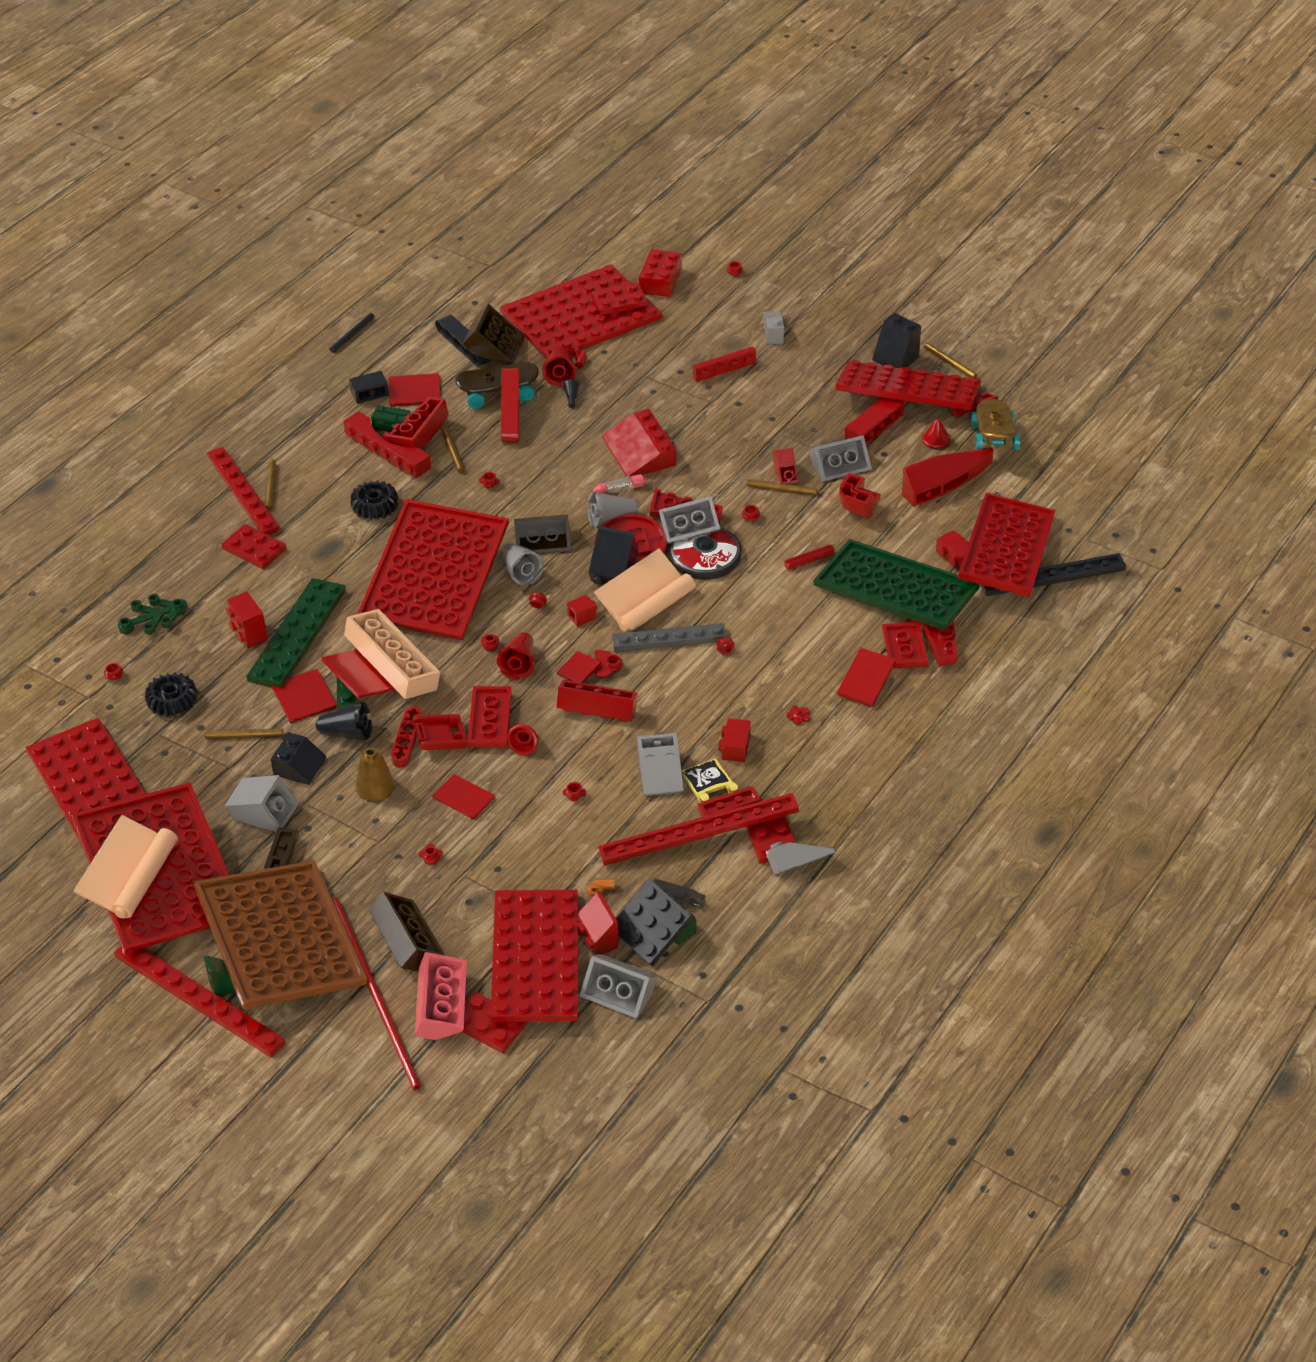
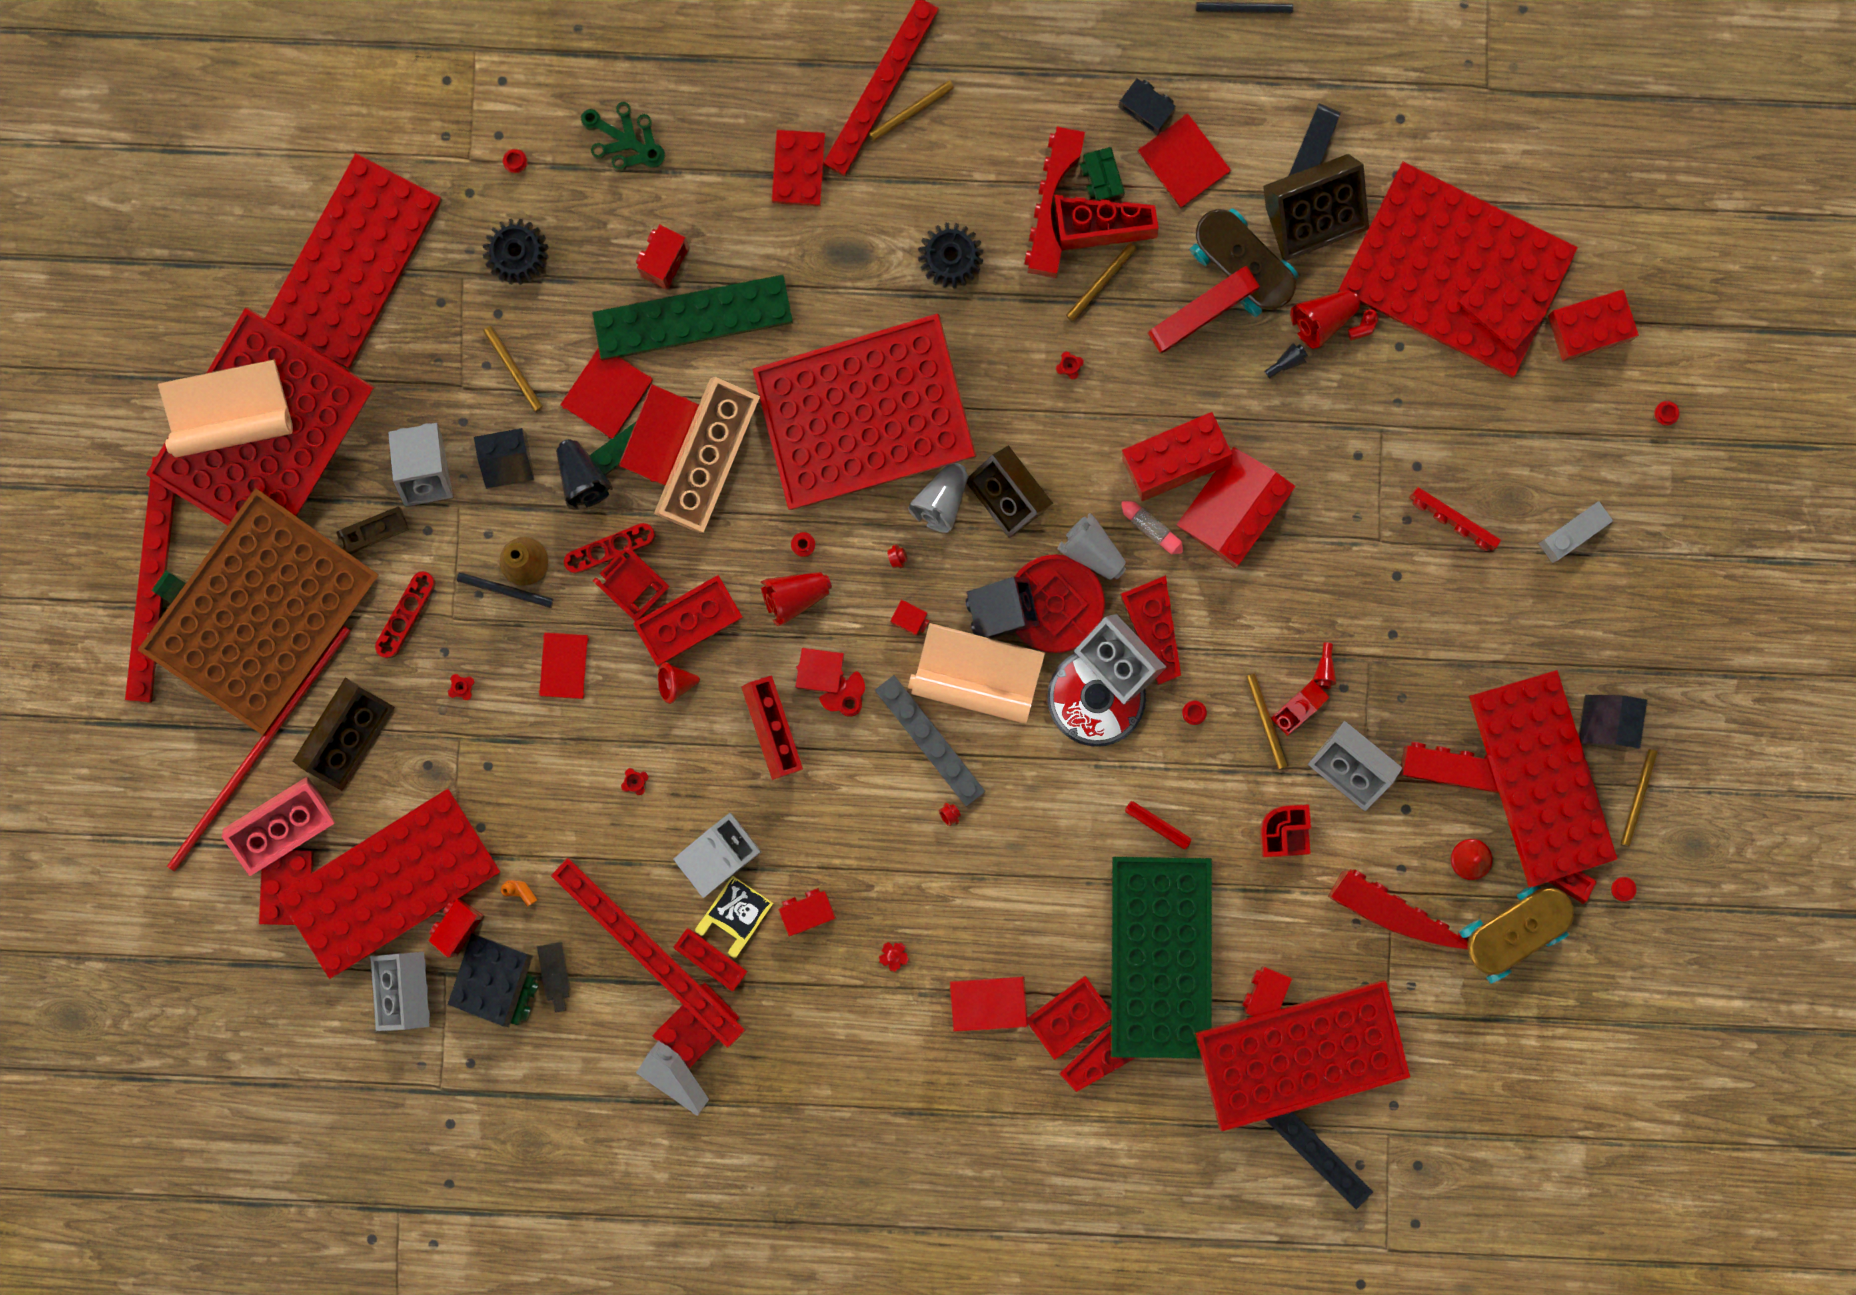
camera: 60 degrees right, 40 degrees up
(351, 864) = (401, 612): none -> red beam
(385, 803) = (505, 590): none -> black bar
(587, 453) = (1177, 456): none -> red brick
(768, 448) = (1325, 671): none -> red cone
(1001, 386) = (1623, 889): none -> red plate

